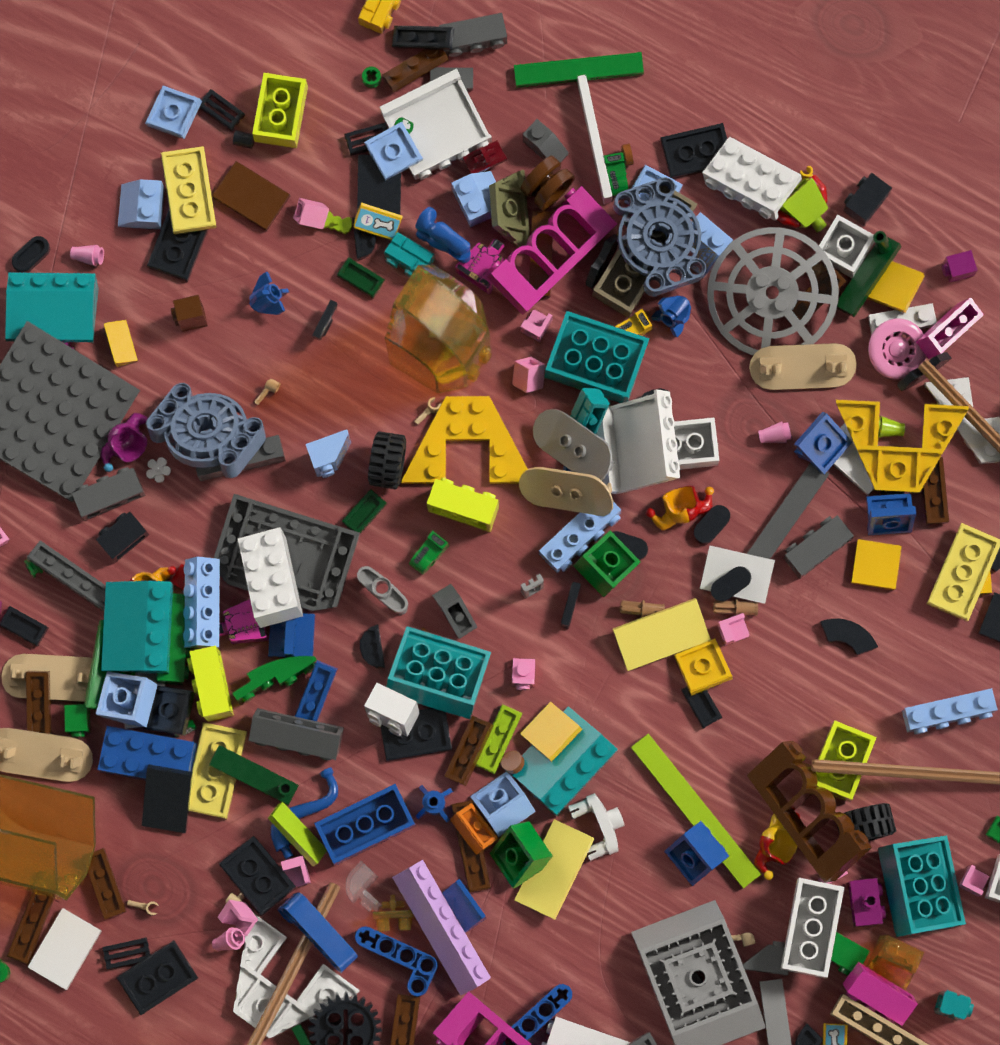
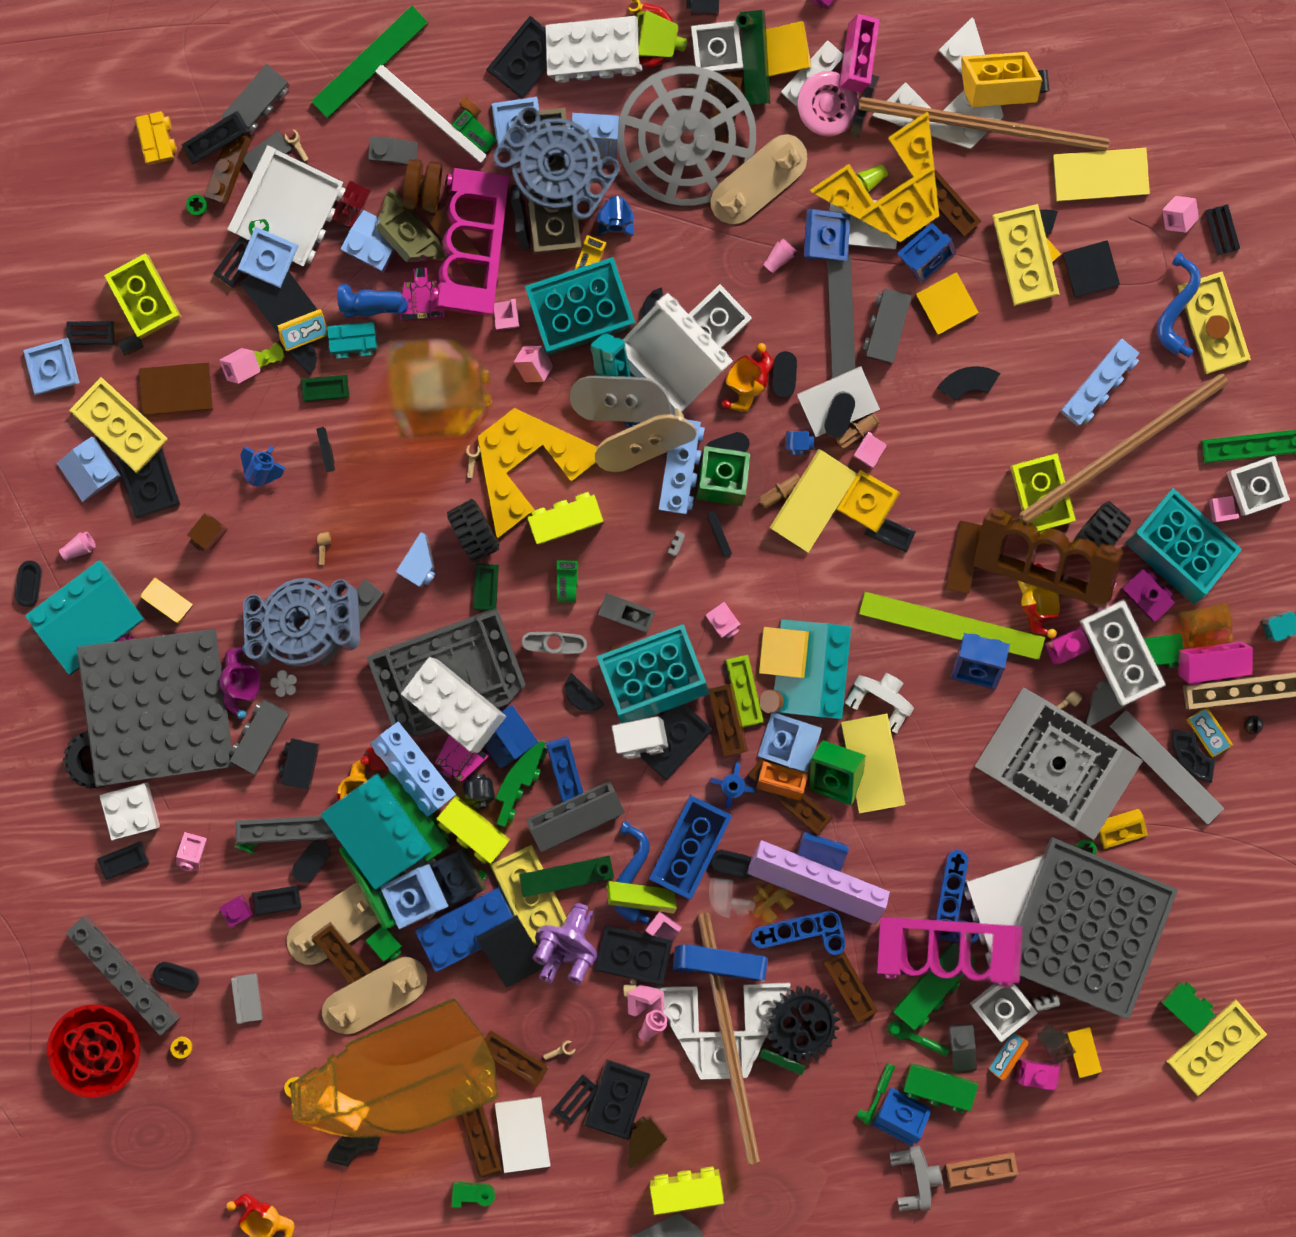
camera: 35 degrees left, 10 degrees up
(72, 616) = (311, 861): none -> black tile
(153, 1024) = (645, 1138): none -> dark brown slope
(210, 826) = (566, 945): none -> medium lavender piece
(238, 659) = (478, 791): none -> black head
(385, 862) = (731, 863): none -> black tile
(479, 86) = (296, 143): none -> tan hand
(684, 582) = (798, 442): none -> blue plate
(737, 771) = (963, 557): none -> reddish brown tile
(773, 893) = (1067, 646): none -> dark pink torso

